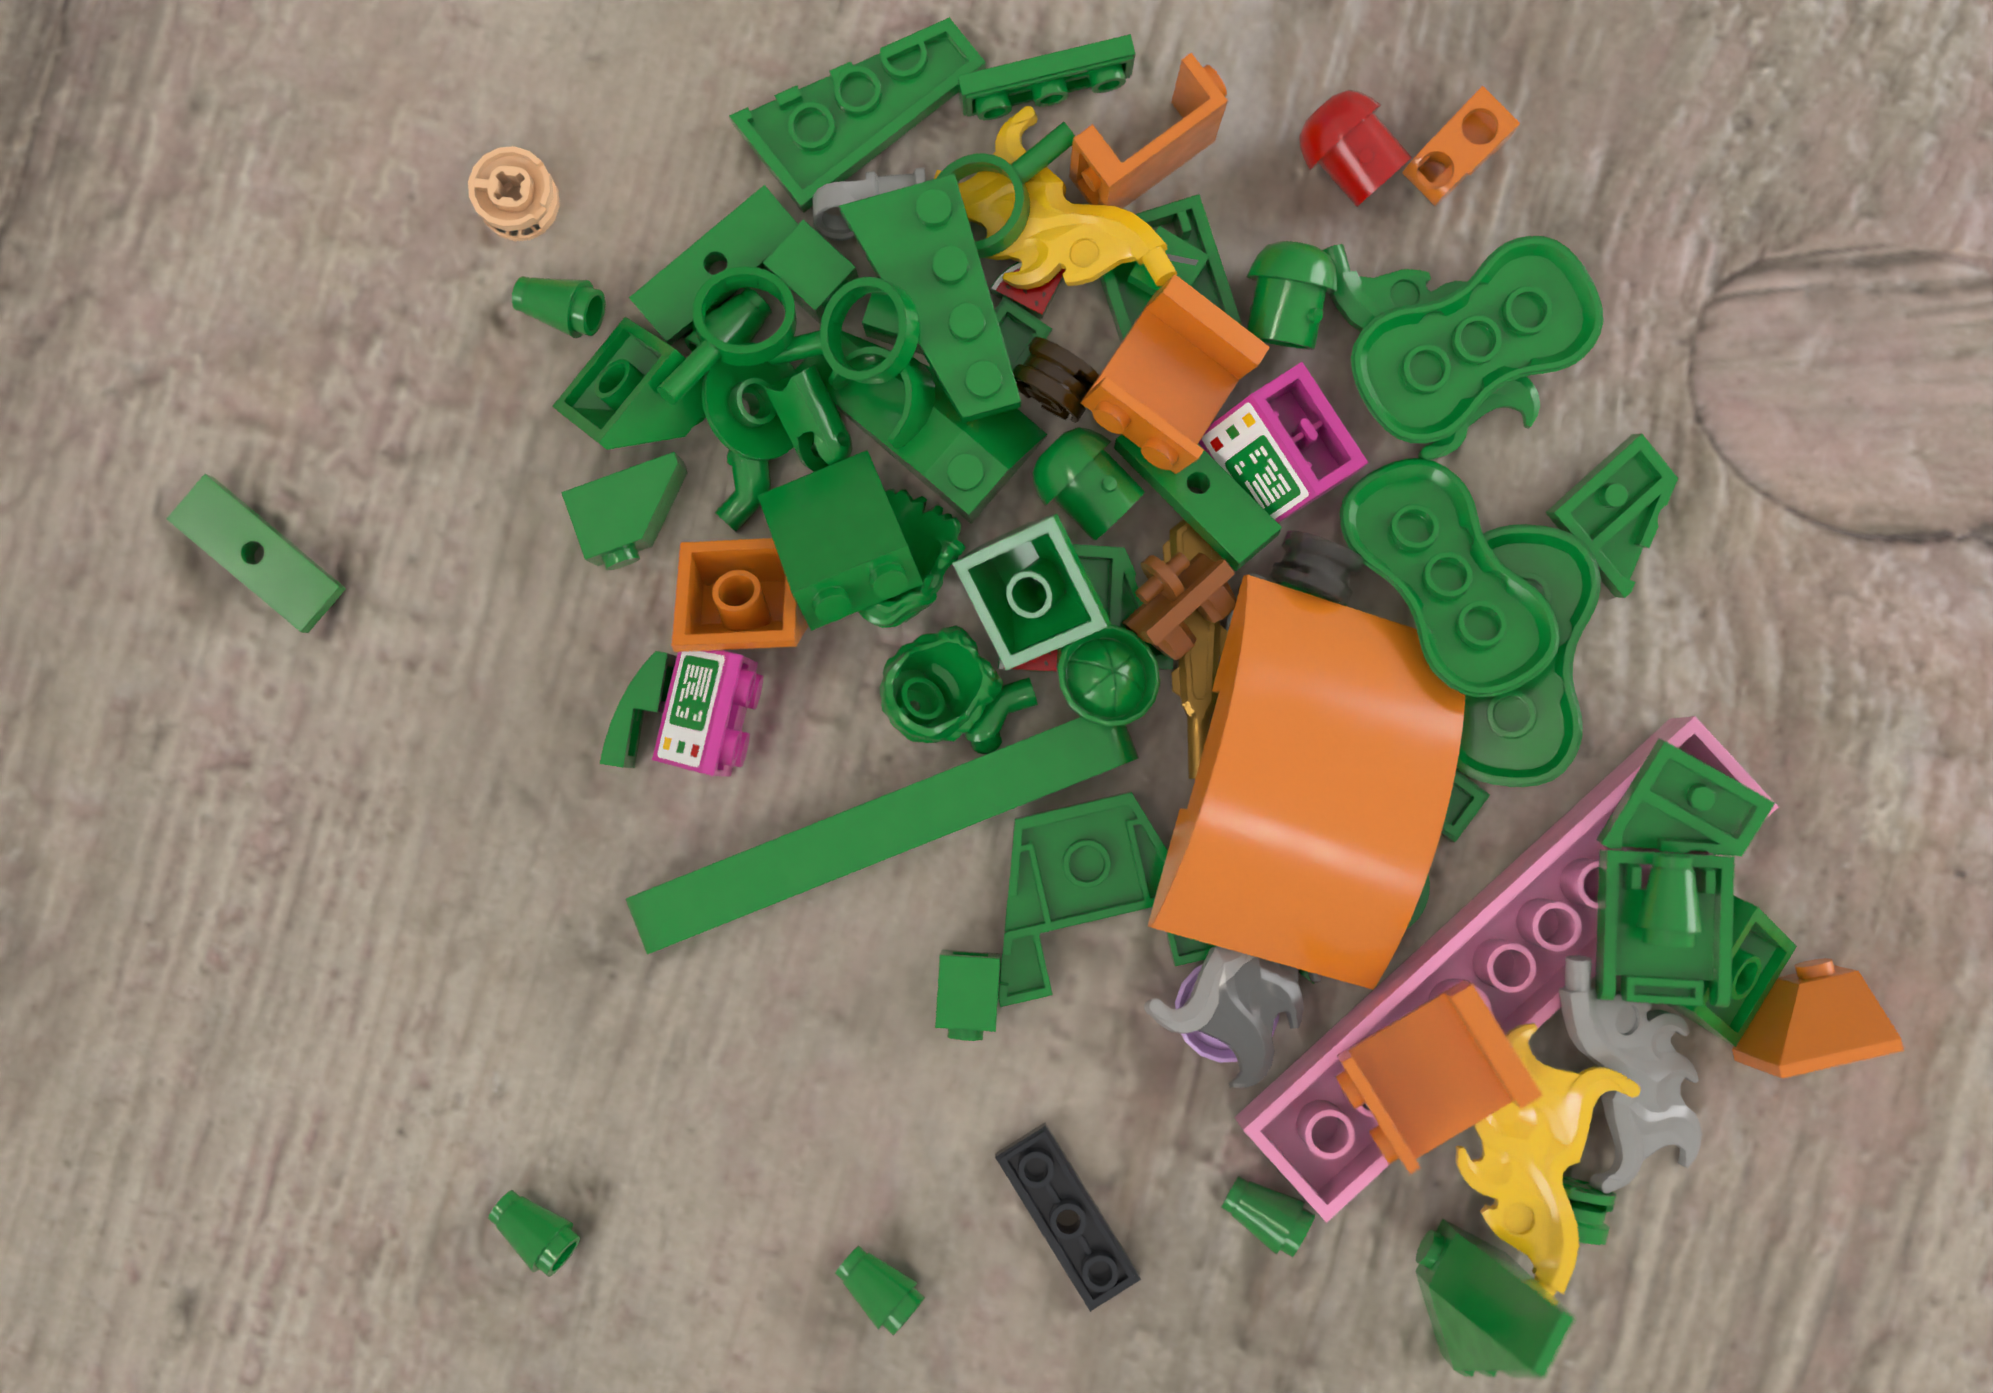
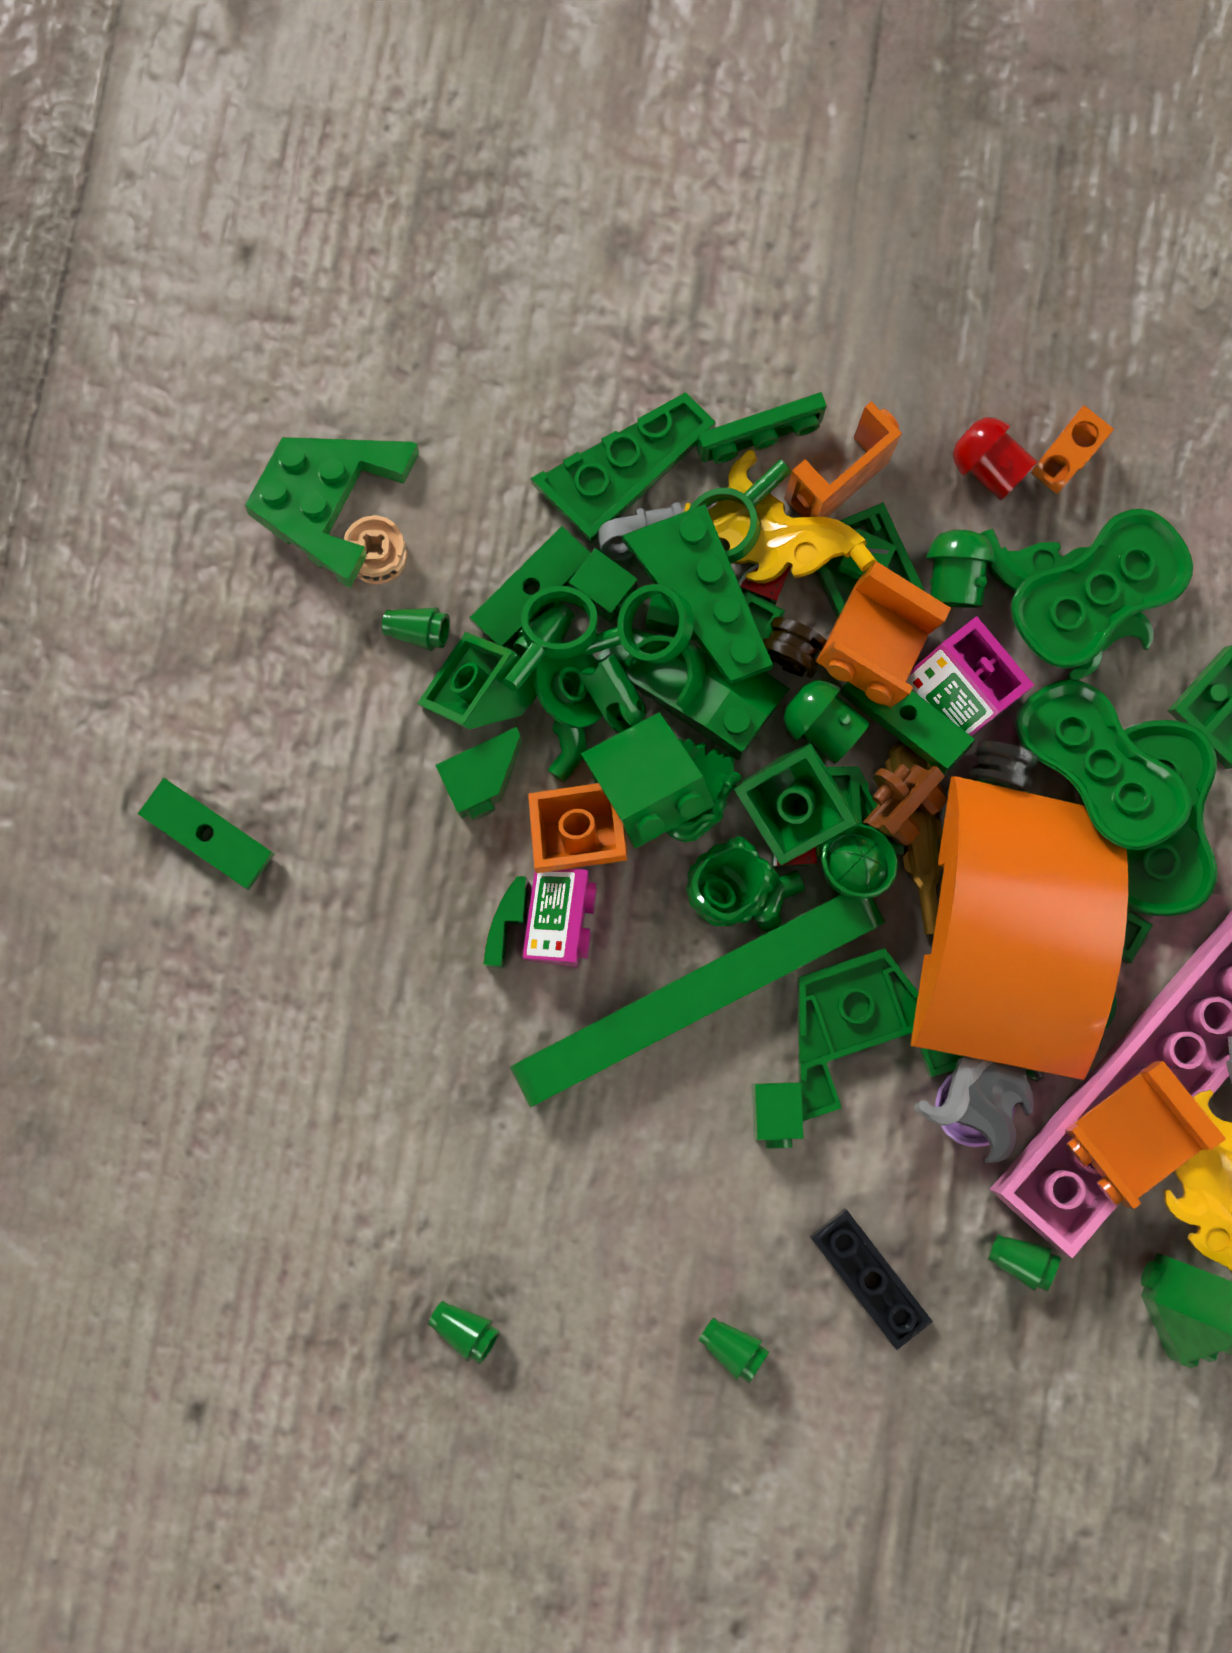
camera: 10 degrees left, 5 degrees down
(432, 99) = (310, 484): none -> green wing

